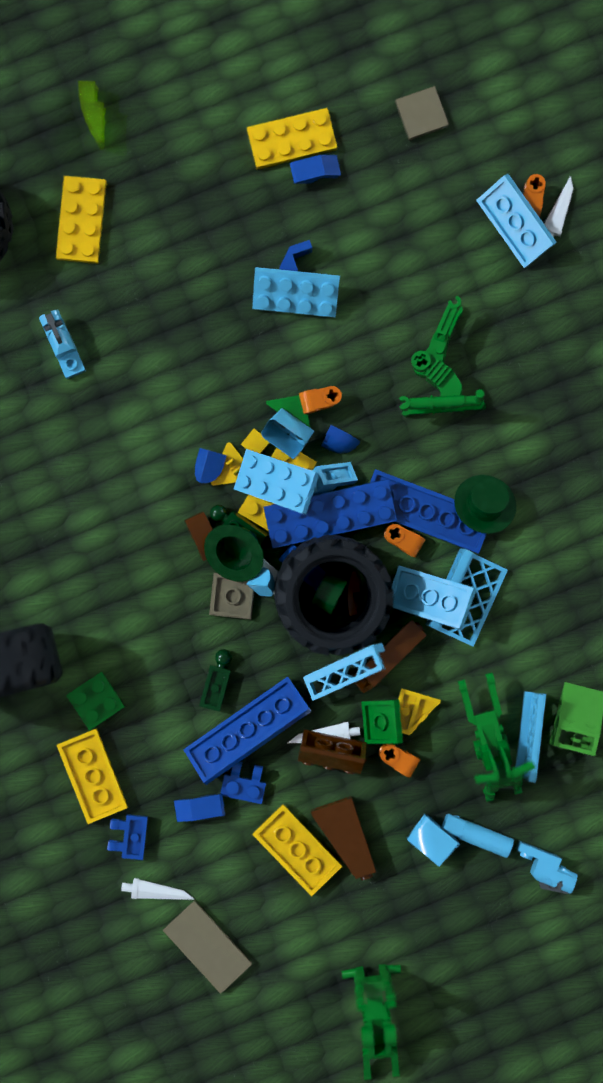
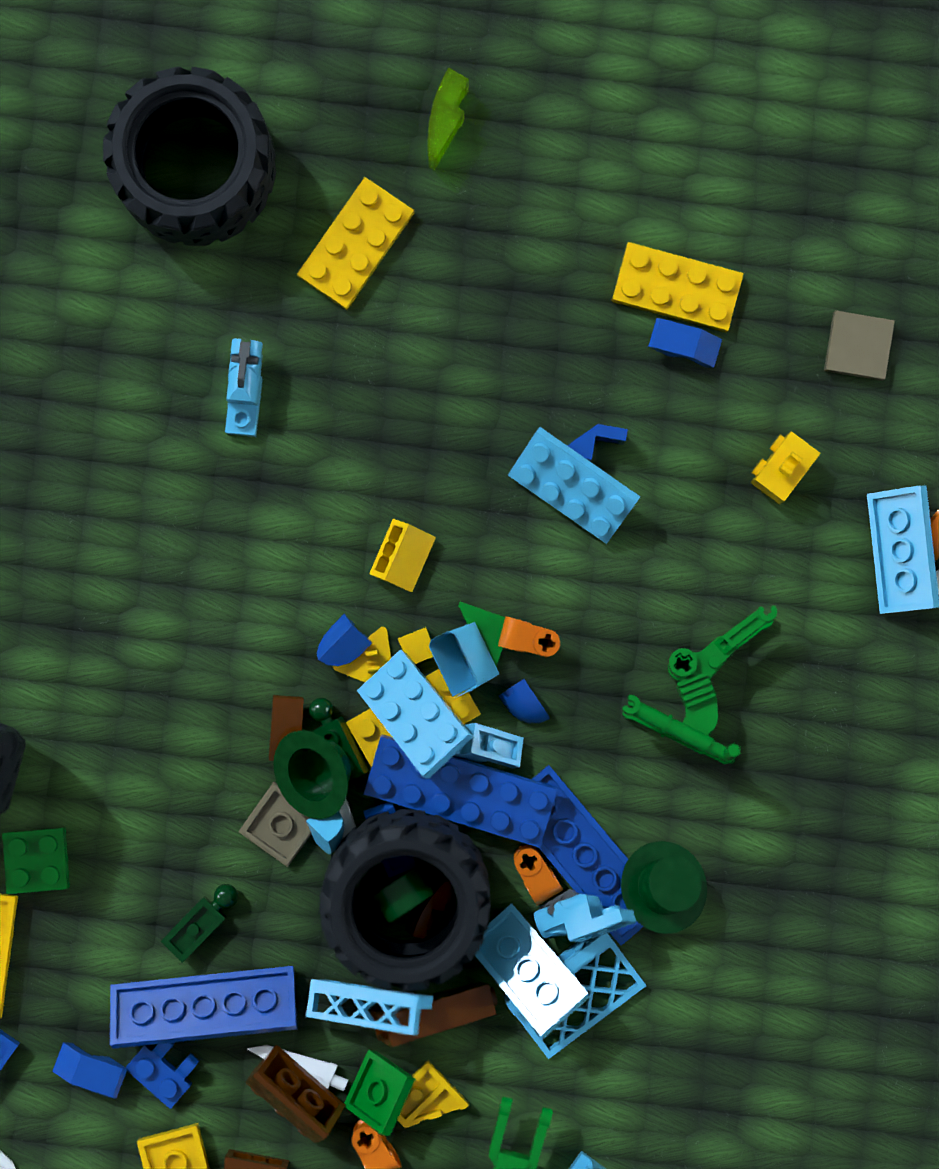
camera: 25 degrees right, 0 degrees up
(215, 392) = (402, 555): none -> yellow brick
(417, 211) = (784, 467): none -> yellow brick
(444, 548) = (579, 917): none -> medium azure plate

